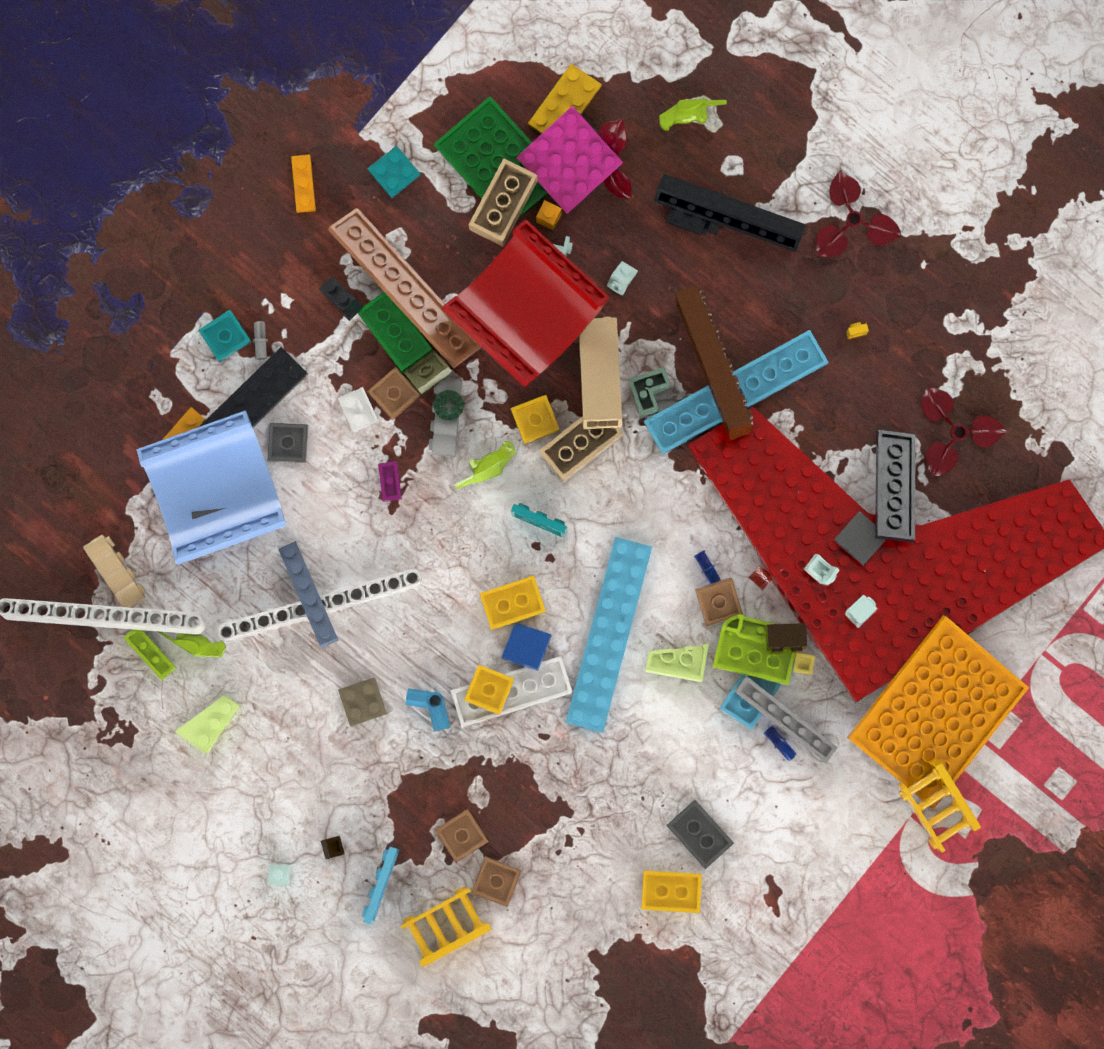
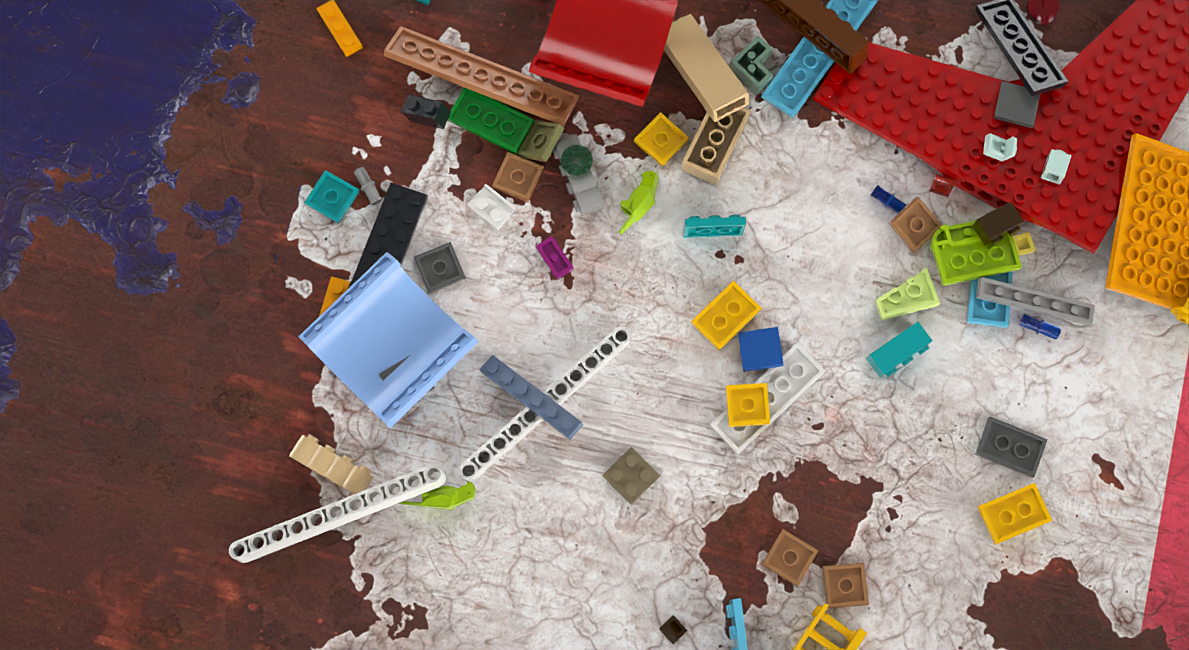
camera: 30 degrees left, 5 degrees down
(150, 653) = (403, 527): lime plate -> none
(209, 724) = (494, 568): yellowish green wing -> none
(437, 713) = (687, 445): dark azure piece -> none
(609, 634) = (830, 304): medium azure plate -> none
(646, 705) = (899, 350): none -> teal brick

